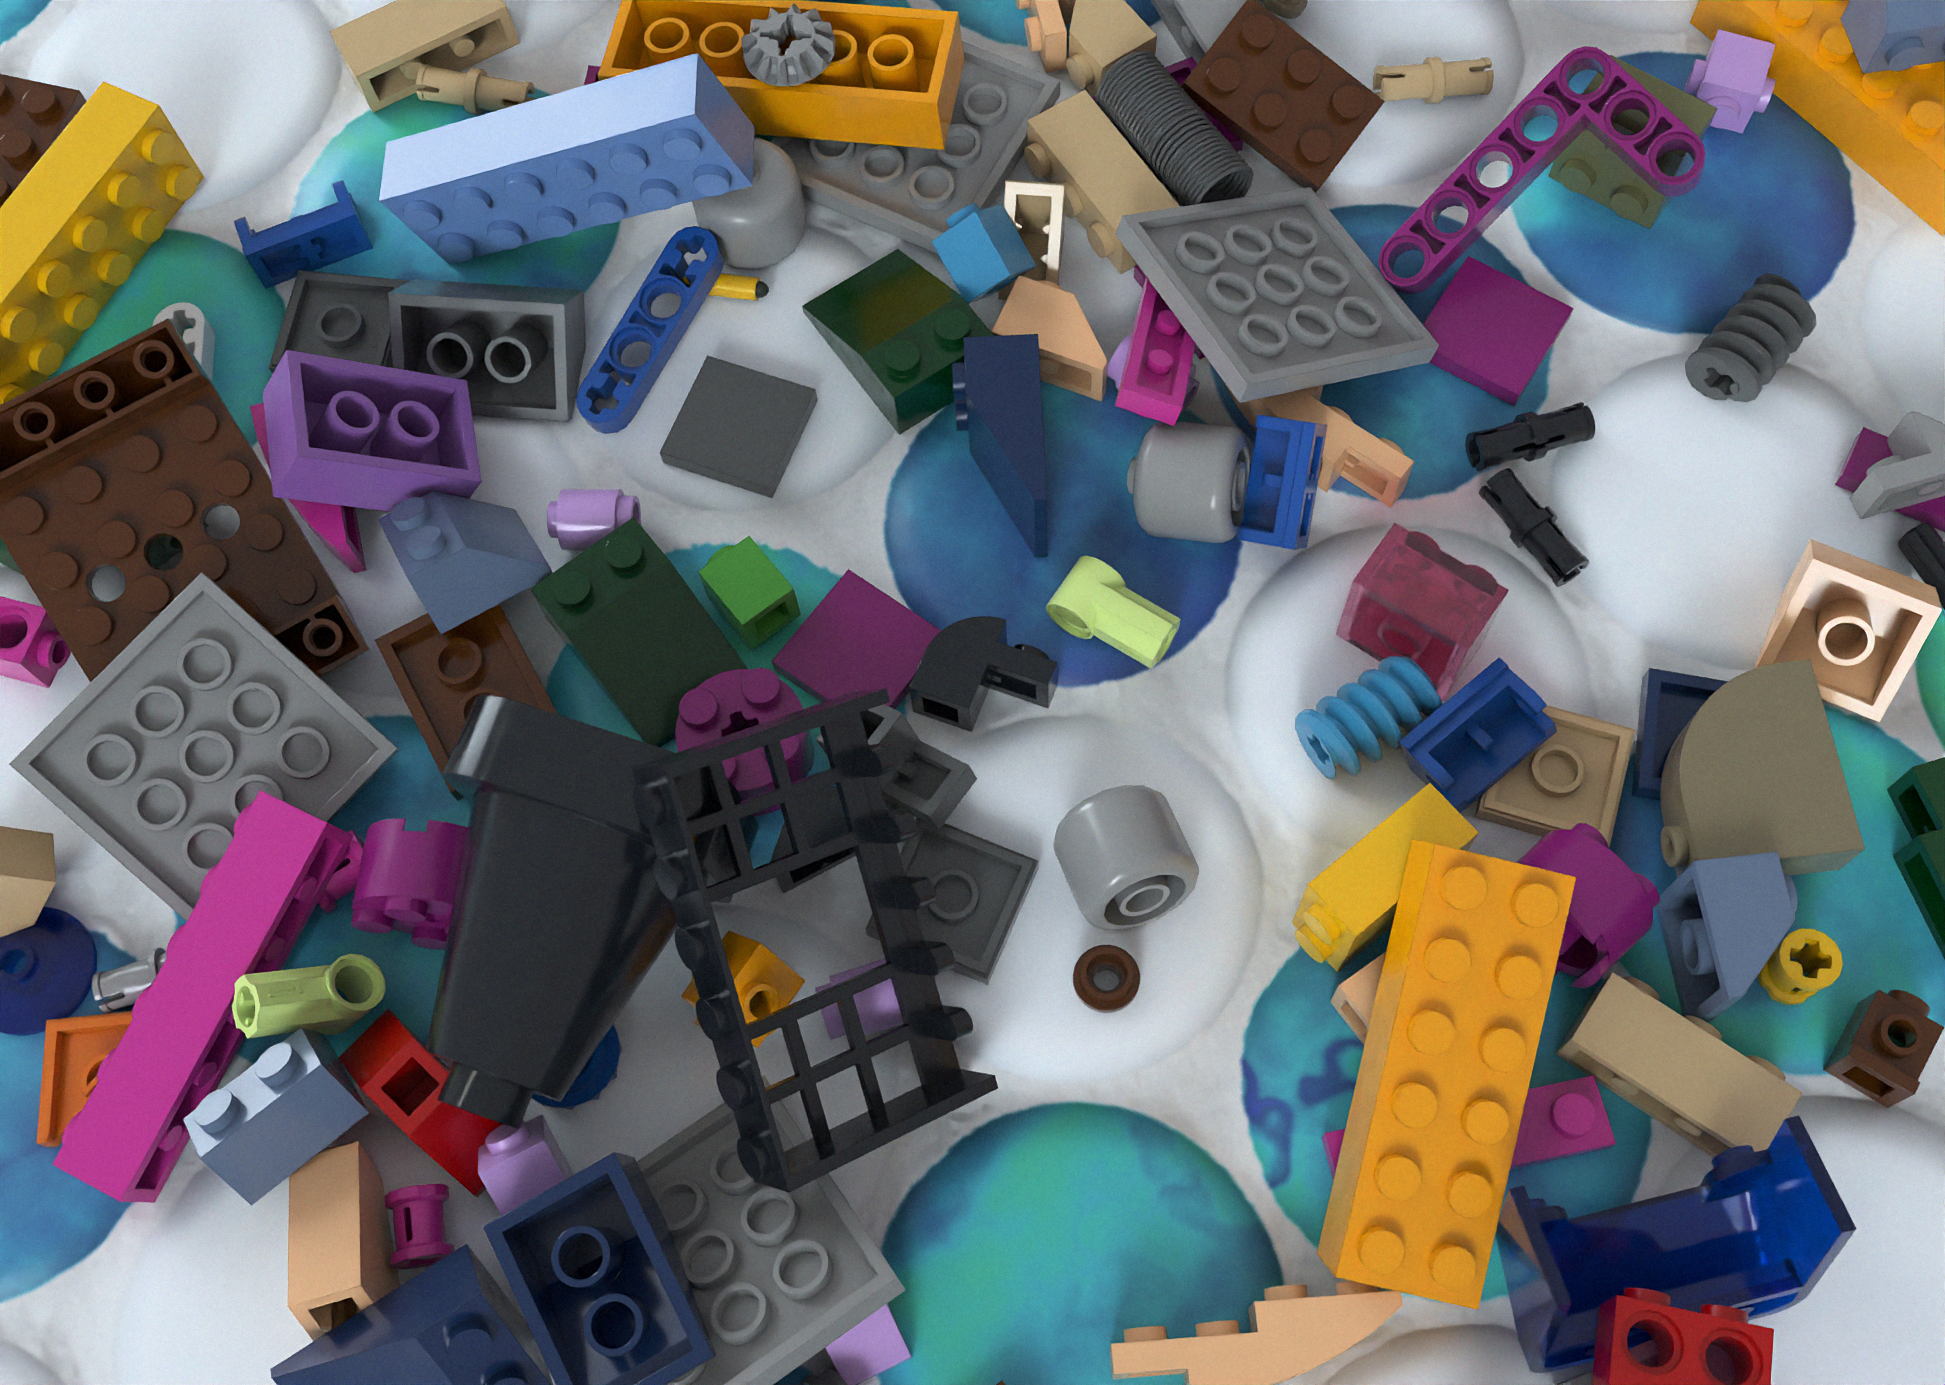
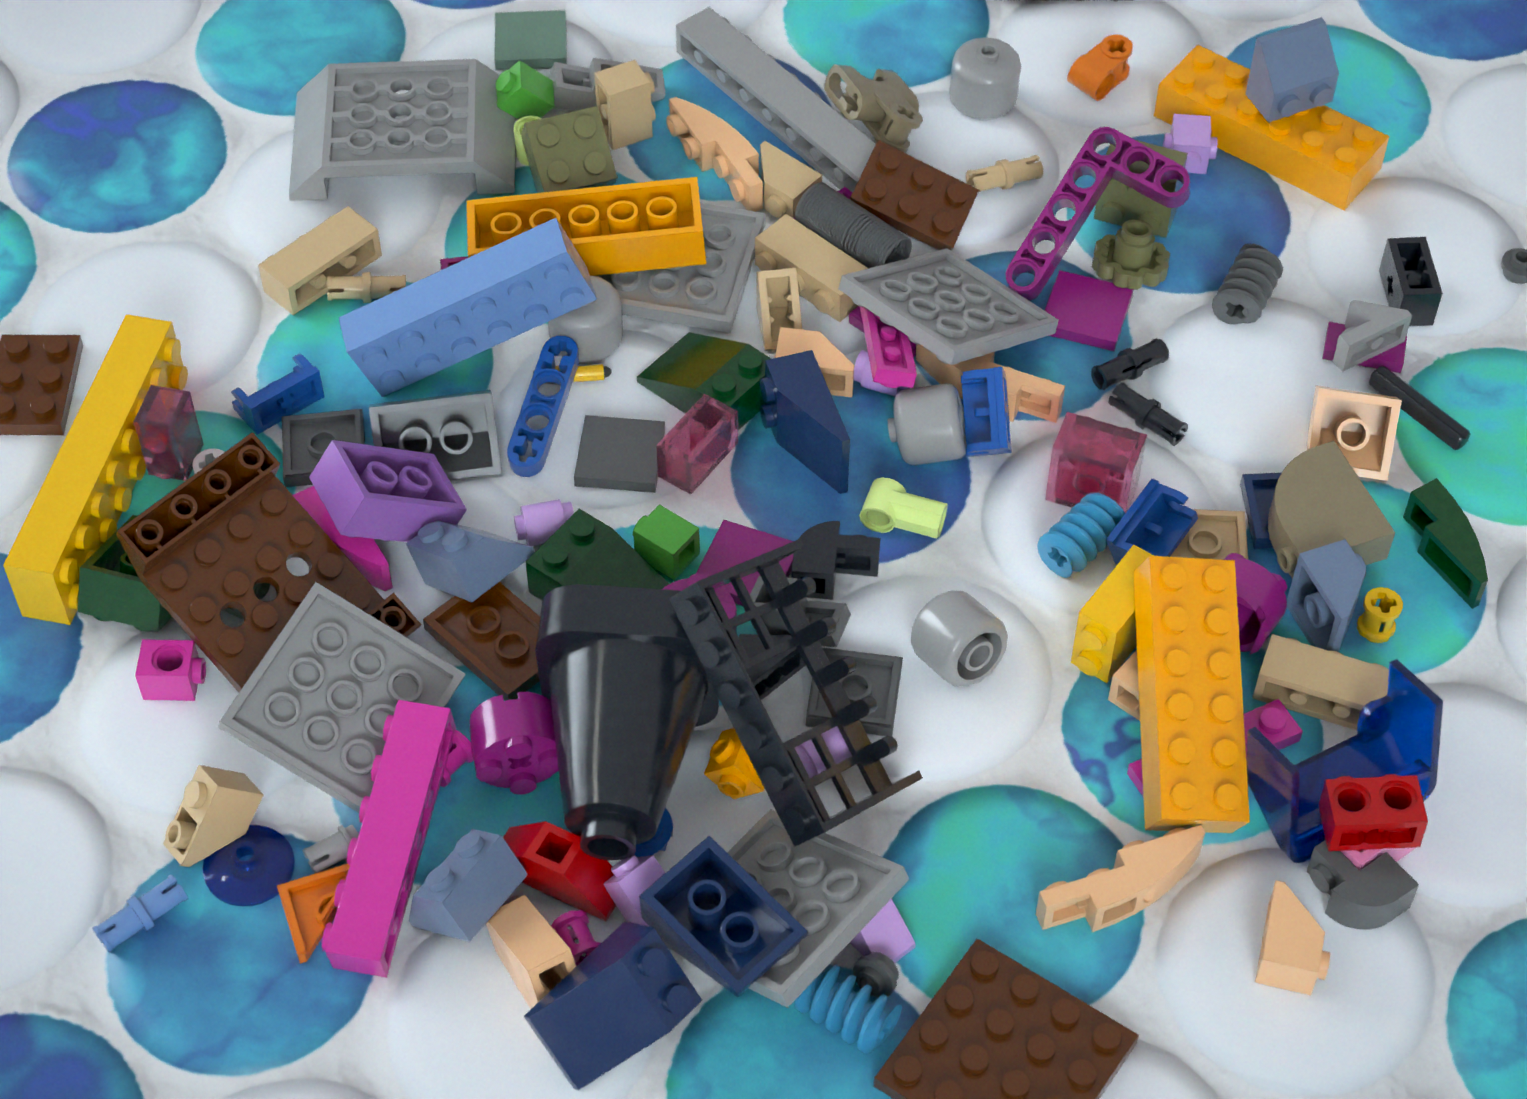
camera: 20 degrees left, 15 degrees down
(121, 269) = (168, 432): none -> clear pink brick
(307, 997) = (453, 820): yellowish green piece -> none
(802, 60) = (609, 217): light grey gear -> none
(842, 440) = (697, 444): none -> clear pink brick
(982, 251) = (752, 317): dark azure brick -> none
(1111, 959) = (970, 703): reddish brown plate -> none
(1583, 258) = (1131, 257): none -> olive plant
(1868, 1057) = (1442, 638): reddish brown brick -> none

